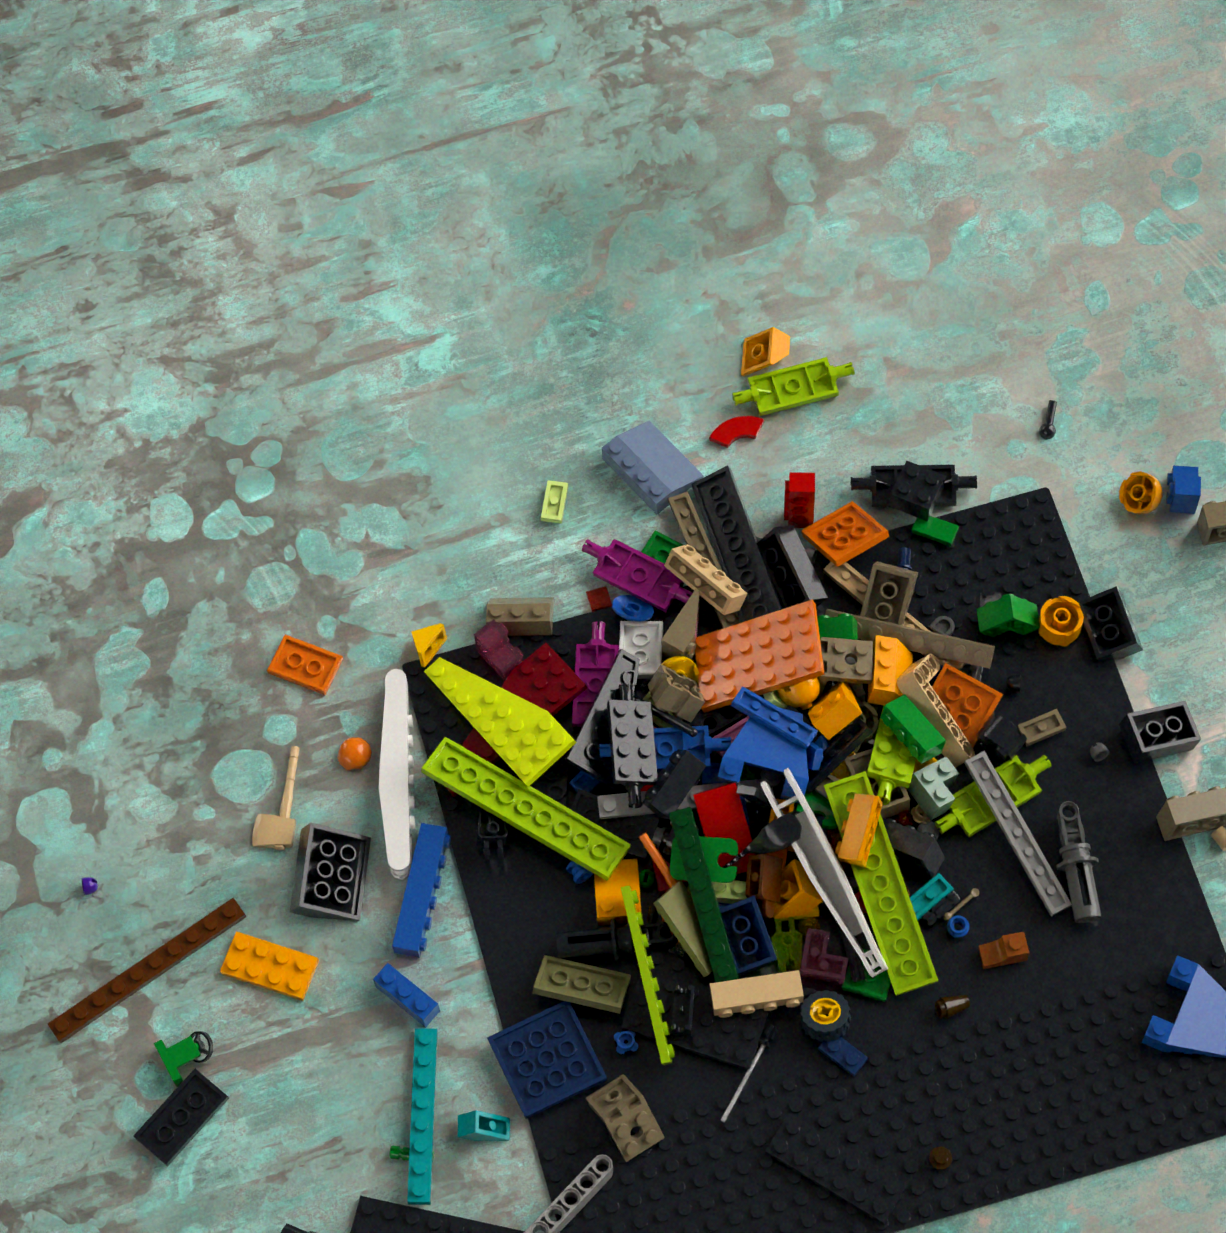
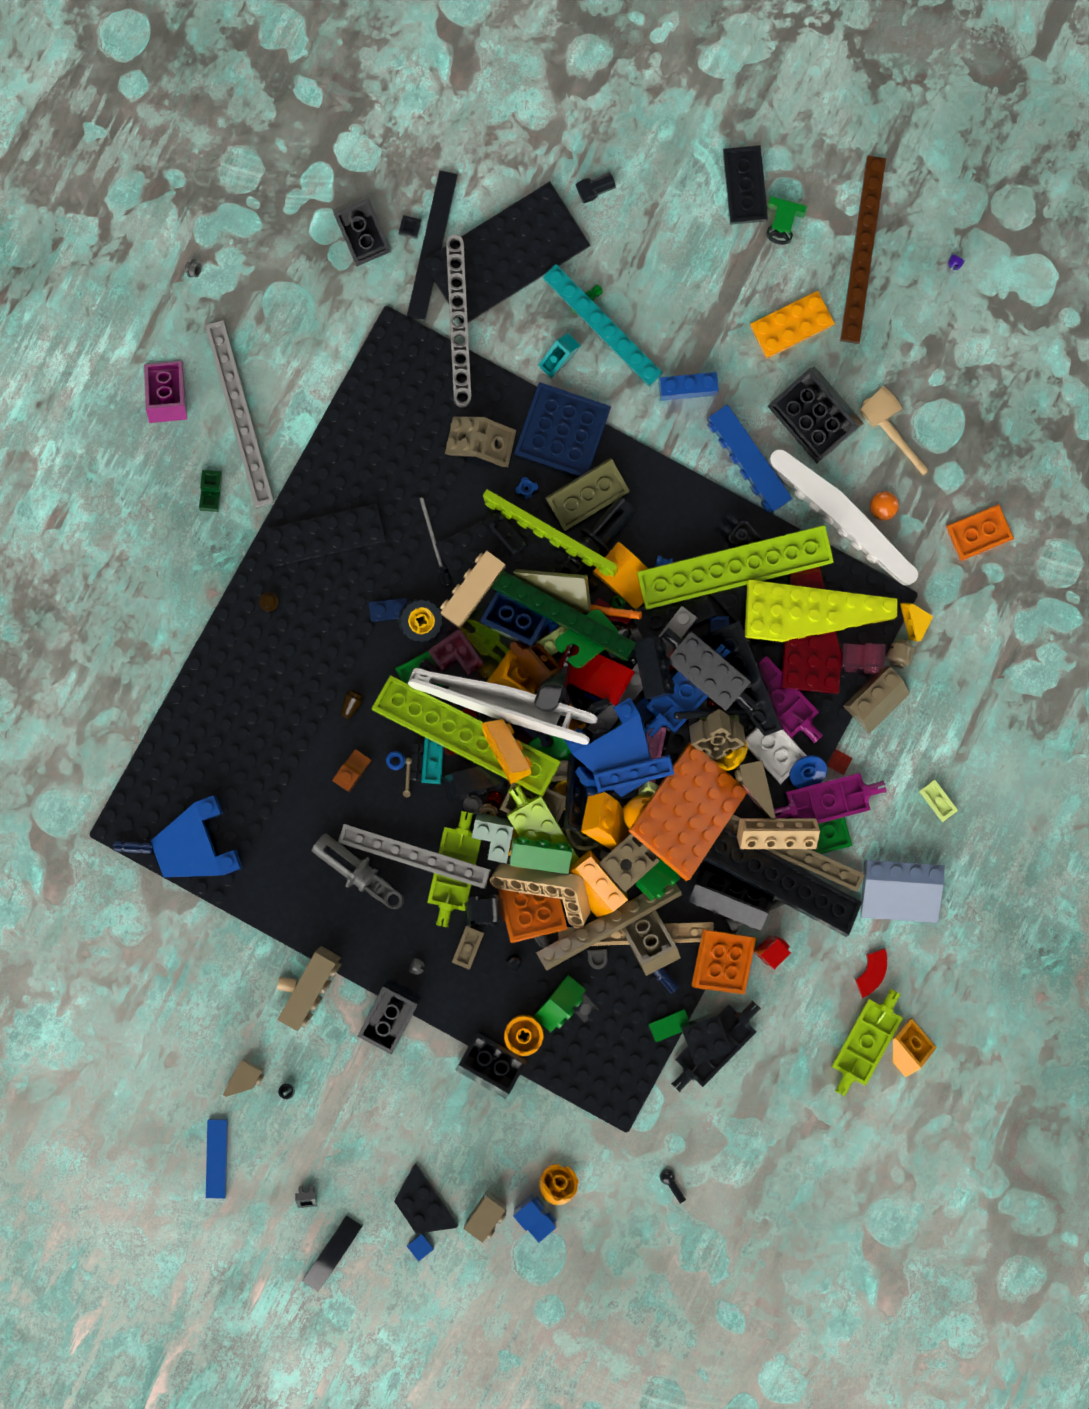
camera: 130 degrees right, 20 degrees up
(464, 630) = (900, 653): none -> dark tan head

